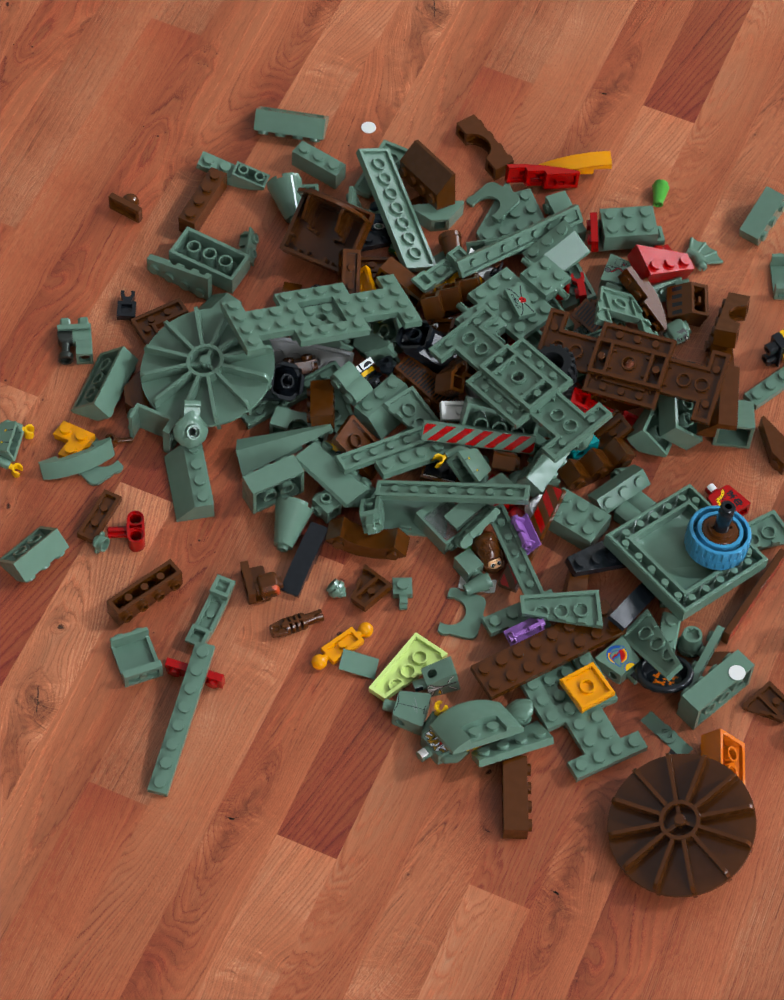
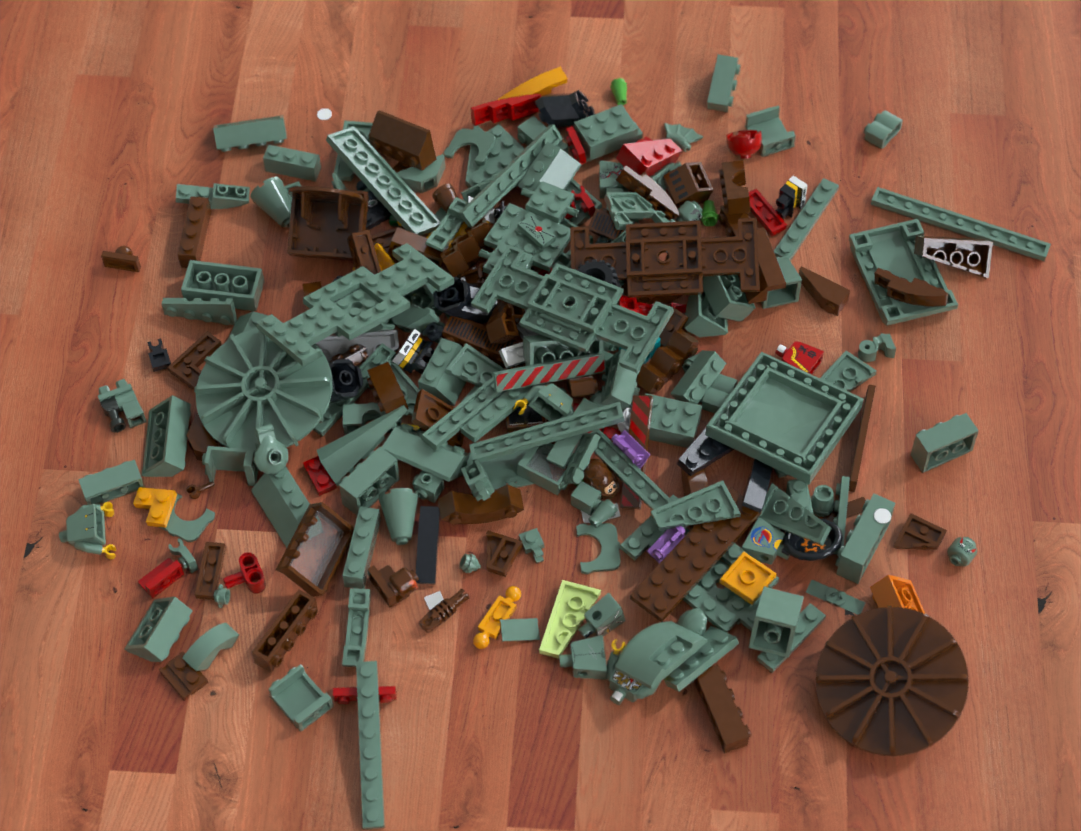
camera: 15 degrees left, 0 degrees up
(40, 408) = (111, 483): none -> sand green brick
(40, 602) = (183, 677): none -> reddish brown plate
(53, 508) = (161, 577): none -> red panel
(69, 583) = (206, 648): none -> sand green brick
(78, 462) = (168, 524): sand green slope -> none
(80, 500) = (186, 558): none -> sand green plate
(200, 528) = (316, 549): none -> window
(230, 464) = (319, 476): none -> red plate
(243, 541) = (361, 548): none -> sand green brick
(249, 241) = (254, 255): sand green hinge -> none
(291, 610) = (433, 599): none -> white sticker
(351, 383) = (408, 360): sand green brick -> none
(473, 132) = (425, 88): reddish brown arch -> none
(595, 735) = (776, 622): none -> sand green slope
(597, 193) = (564, 108): none -> black brick
(697, 338) = (709, 214): none -> bright green cone
(718, 537) = (812, 392): dark azure wheel -> none
(751, 354) = (765, 213): none -> red plate
(759, 280) = (744, 143): none -> red cylinder

